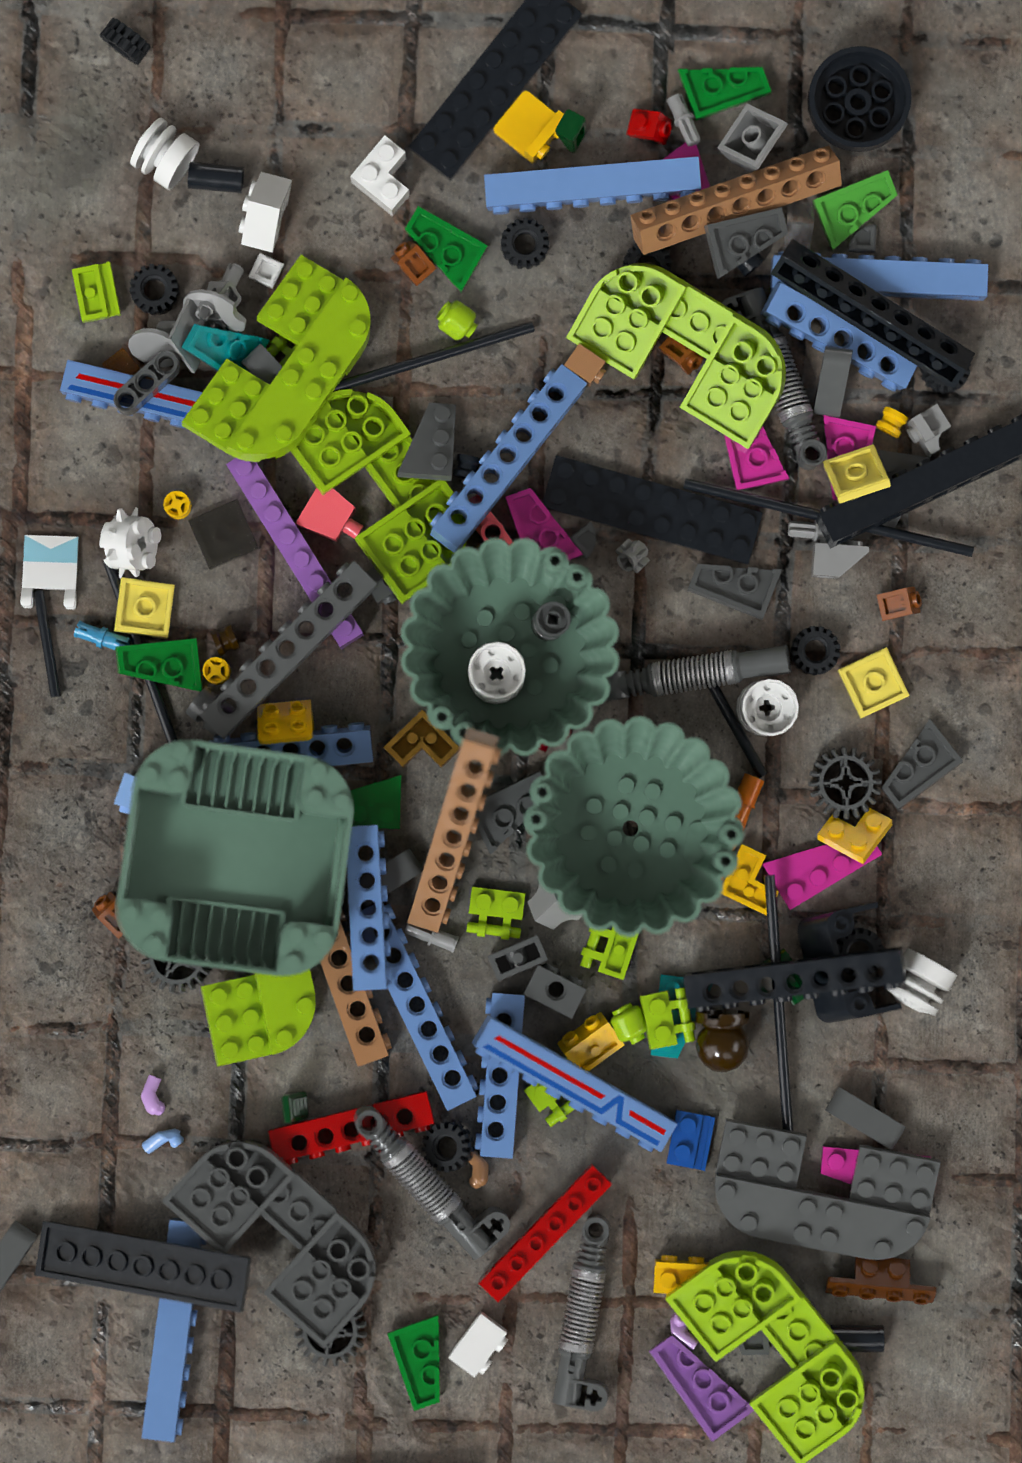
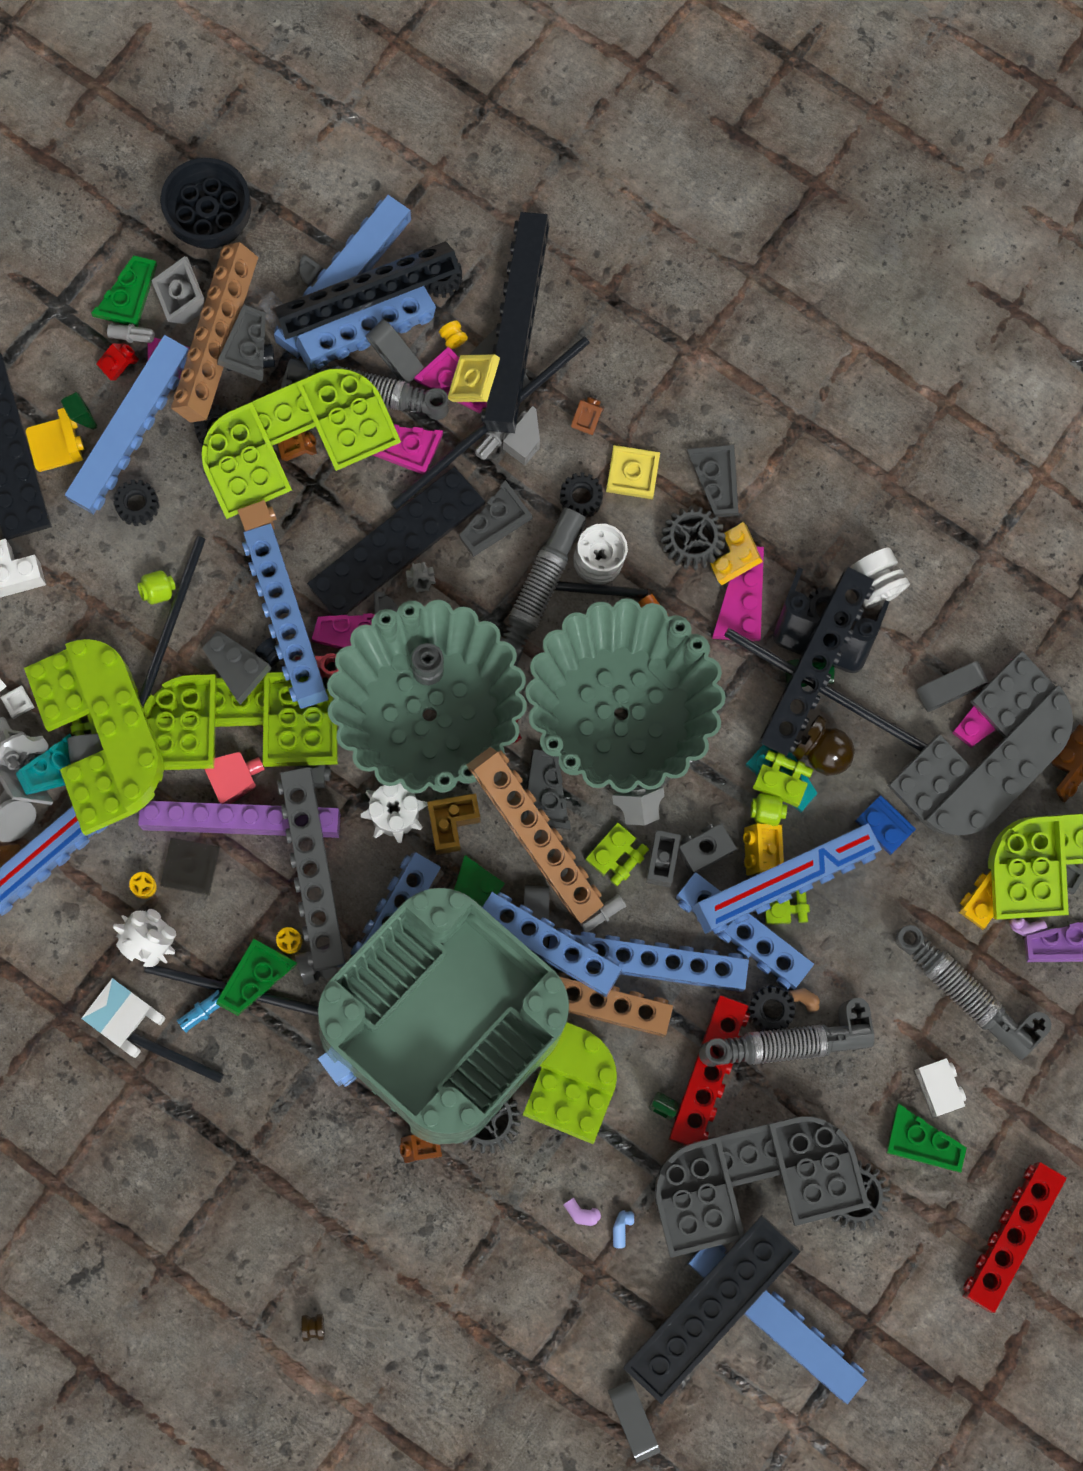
camera: 55 degrees left, 10 degrees down
(144, 607) = (202, 963): light yellow tile -> none
(151, 370) = (29, 830): dark grey beam -> none
(225, 639) = (270, 917): dark brown wheel -> none
(285, 722) = (364, 911): yellow bracket -> none
(384, 691) = (394, 823): none -> white brick
(413, 262) = (90, 590): dark orange bracket -> none
(446, 246) = (96, 559): green wing -> none
(496, 657) = (438, 714): white wheel -> none
(544, 1233) = (886, 979): red brick -> none
(616, 953) = (706, 782): lime plate -> none
(742, 884) = (728, 657): yellow plate -> none
(852, 206) = (278, 261): bright green wing -> none
(927, 428) = (476, 314): light grey brick -> none

